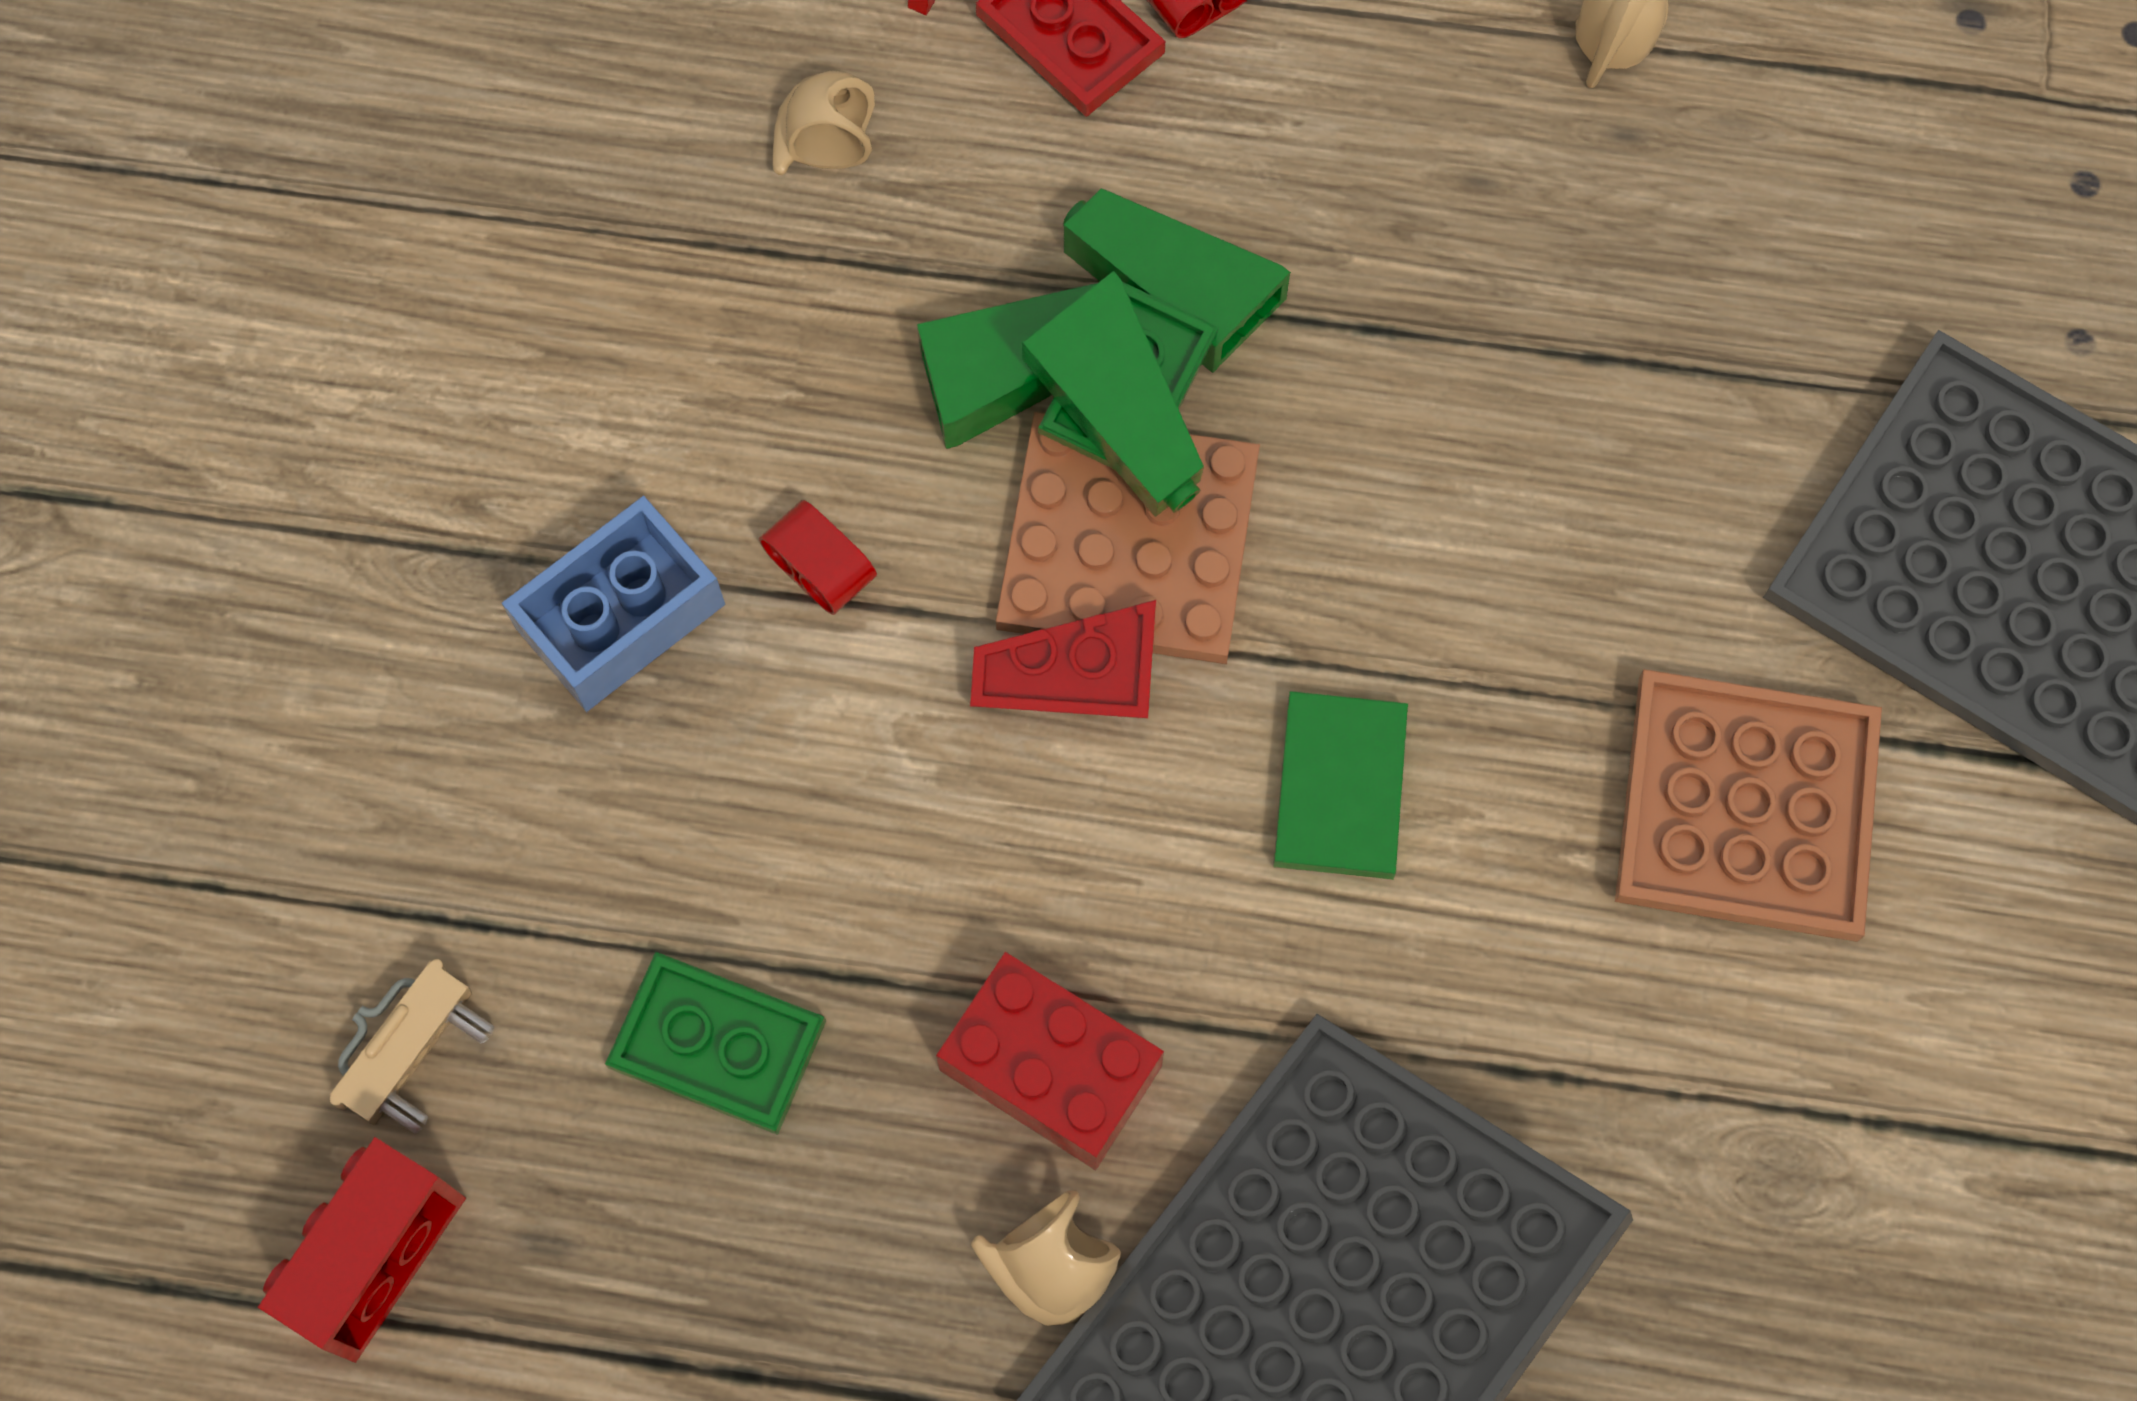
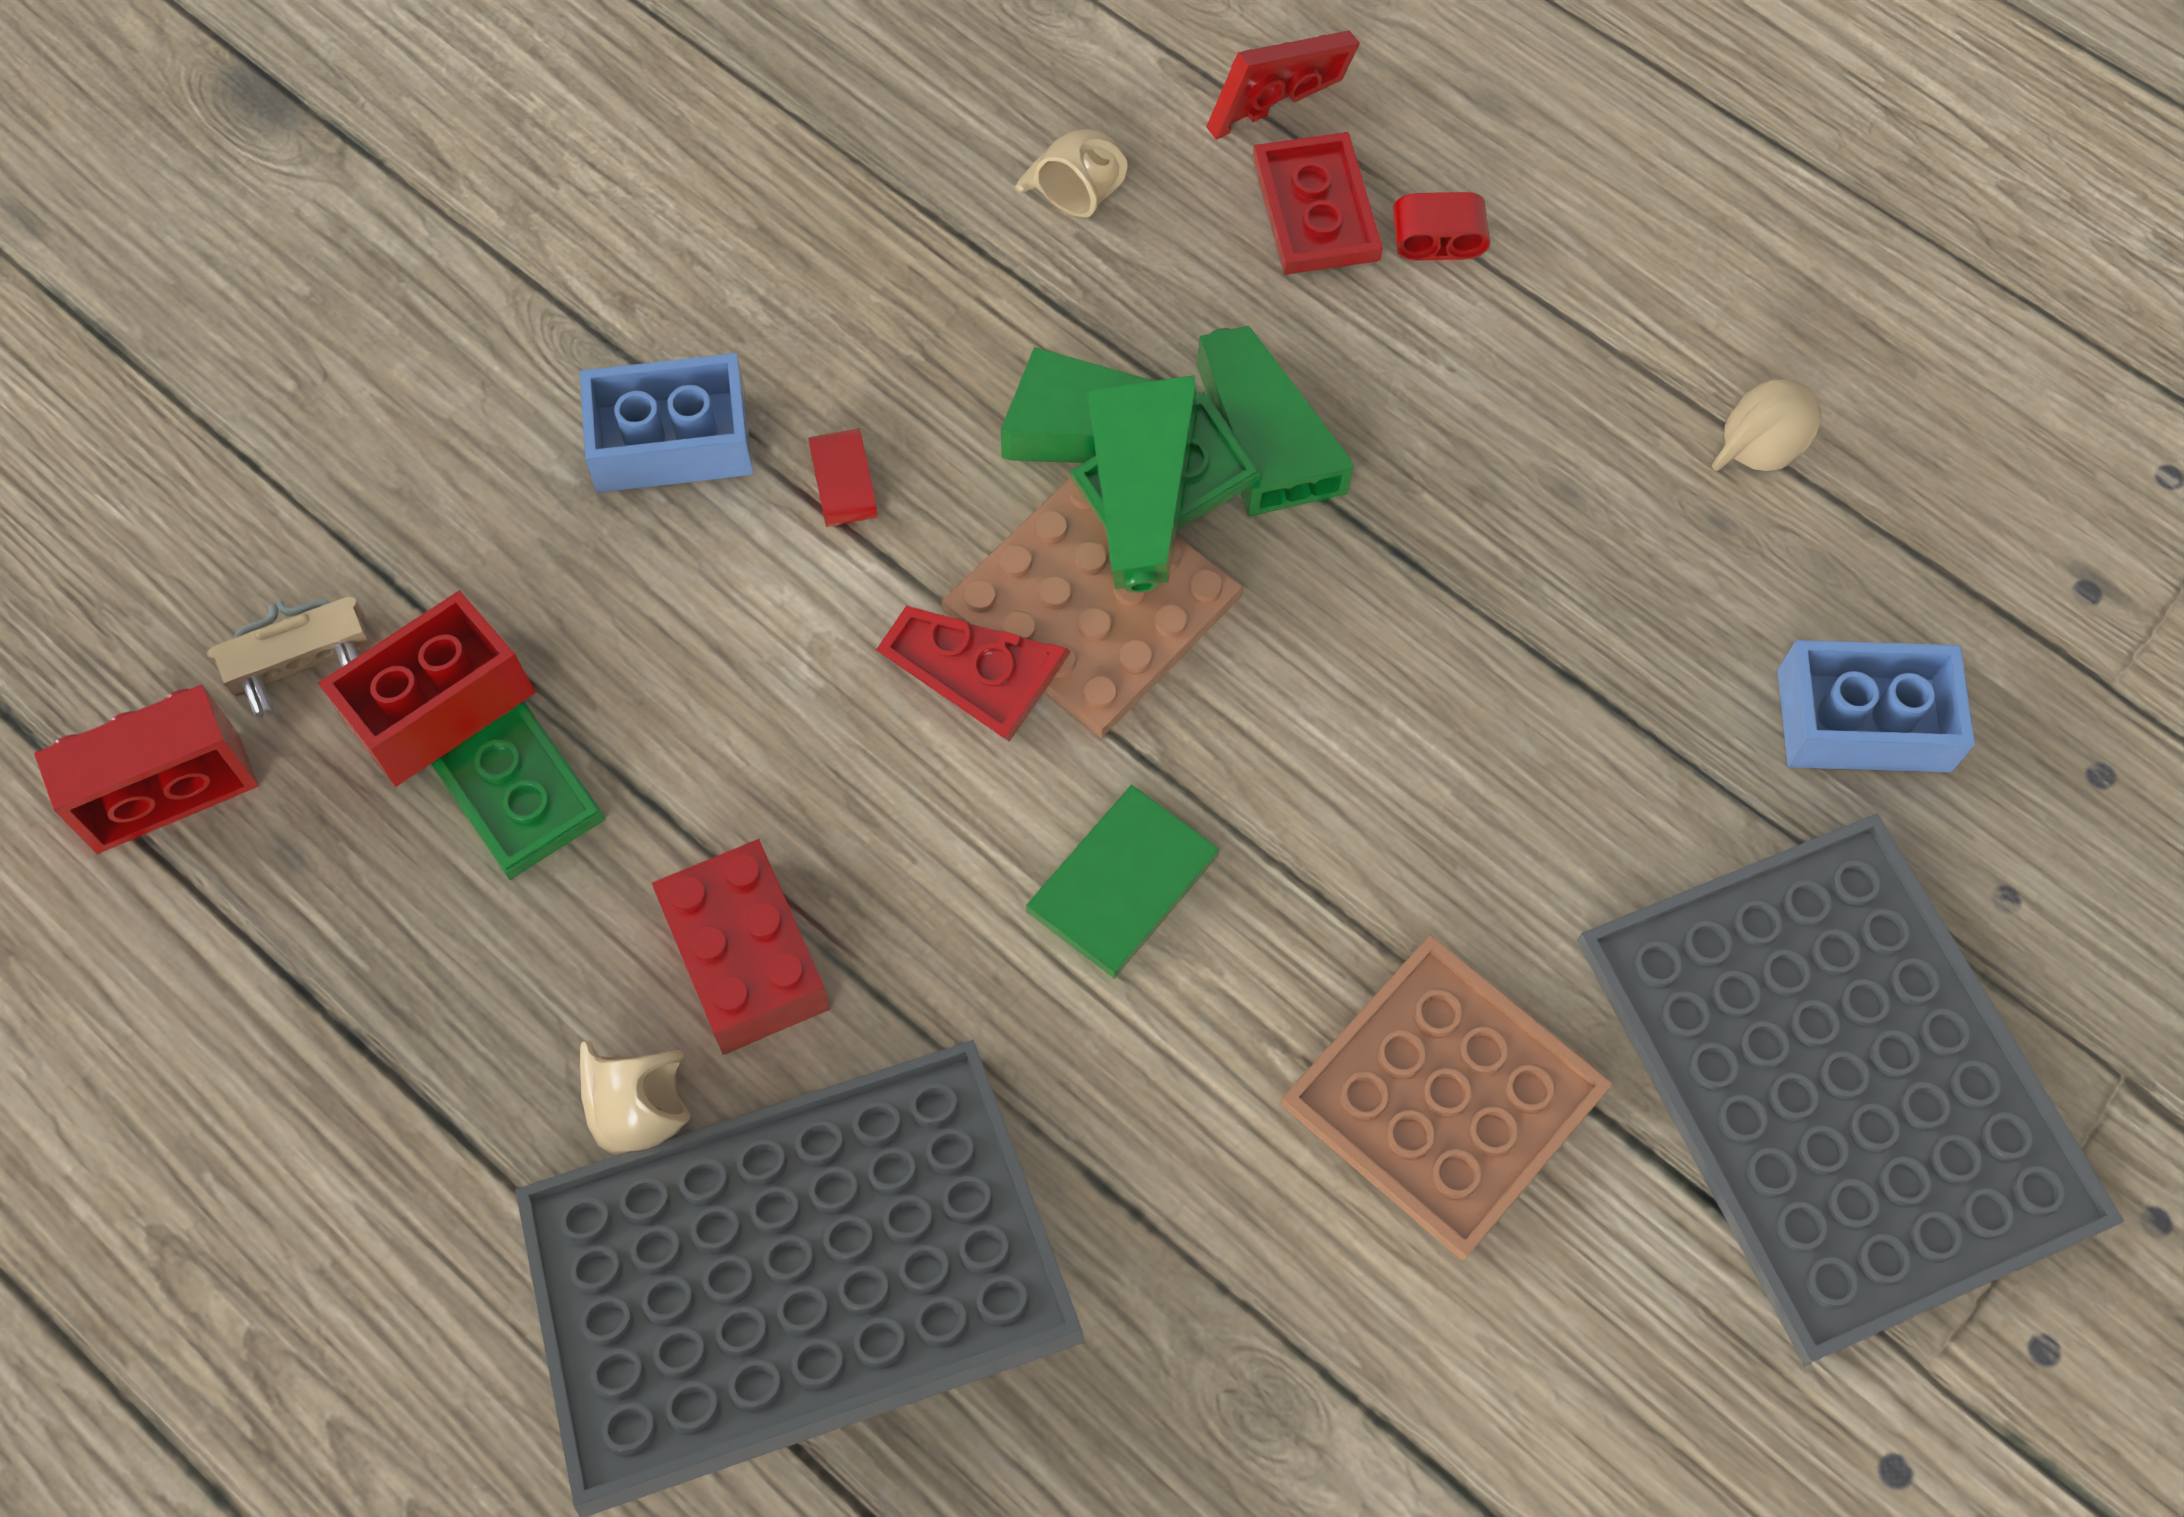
camera: 30 degrees right, 5 degrees down
(578, 1002) = (427, 687): none -> red brick
(1877, 233) = (1875, 706): none -> medium blue brick

